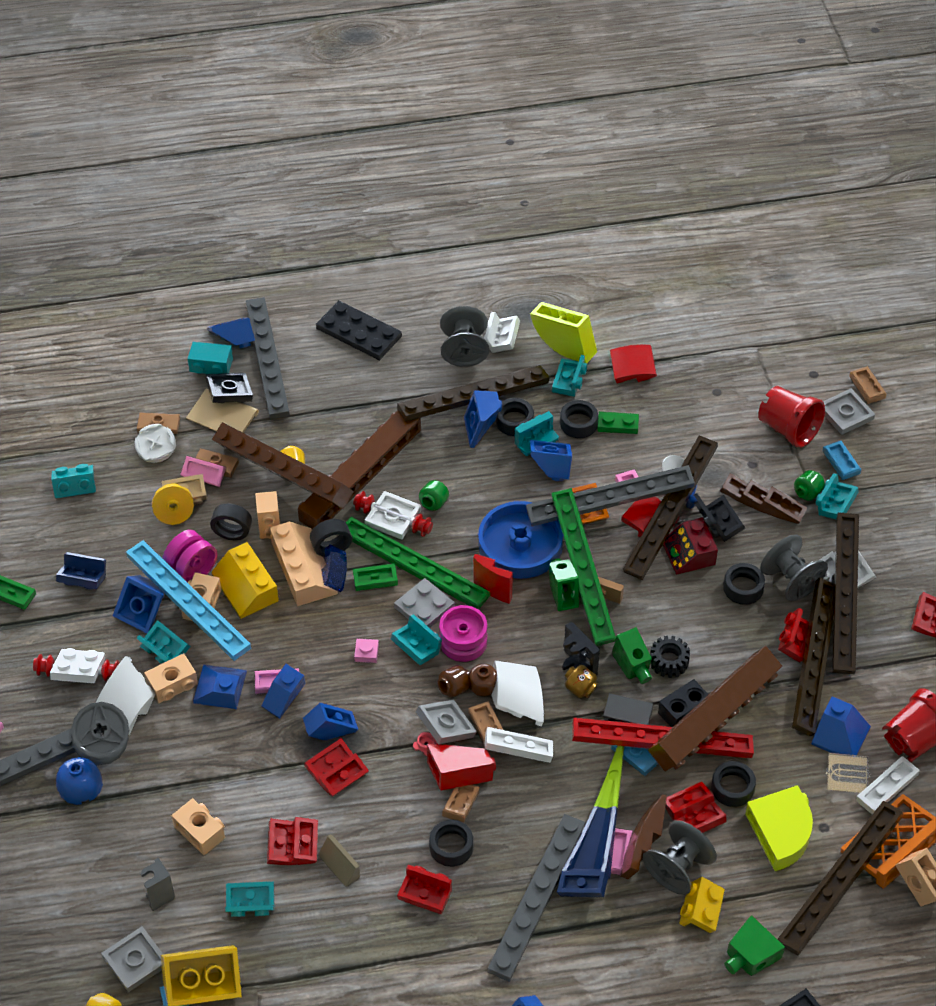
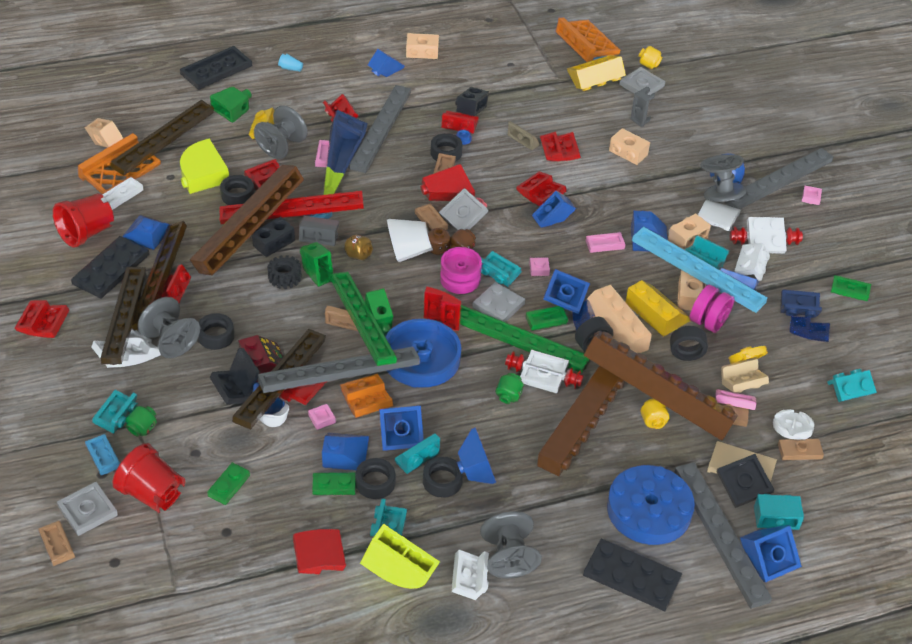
camera: 170 degrees right, 5 degrees down
(82, 546) = (814, 331): none -> clear blue slope
(112, 633) = (753, 260): none -> white bracket
(249, 898) = (578, 110): teal bracket -> none
(267, 512) = (658, 346): light nougat brick -> none
(283, 691) = (595, 224): blue slope -> none
(325, 377) = (650, 505): none -> blue piece
(350, 594) = (566, 291): none -> blue slope
(396, 916) = (472, 101): none -> black brick
(425, 861) = (465, 136): none -> blue plate
(462, 395) = (487, 492): dark brown plate -> none
(518, 744) = (404, 200): white plate -> none
(581, 642) = (366, 267): black piece -> none
(595, 919) = (341, 104): none -> red bracket
(607, 449) = (344, 451): none -> blue slope
(645, 833) = (309, 148): reddish brown slope -> none
(719, 427) = (228, 483): none -> green plate
(761, 499) = (190, 411): reddish brown slope -> none
(847, 772) = (146, 205): clear piece -> none
(877, 681) = (109, 267): none -> black plate

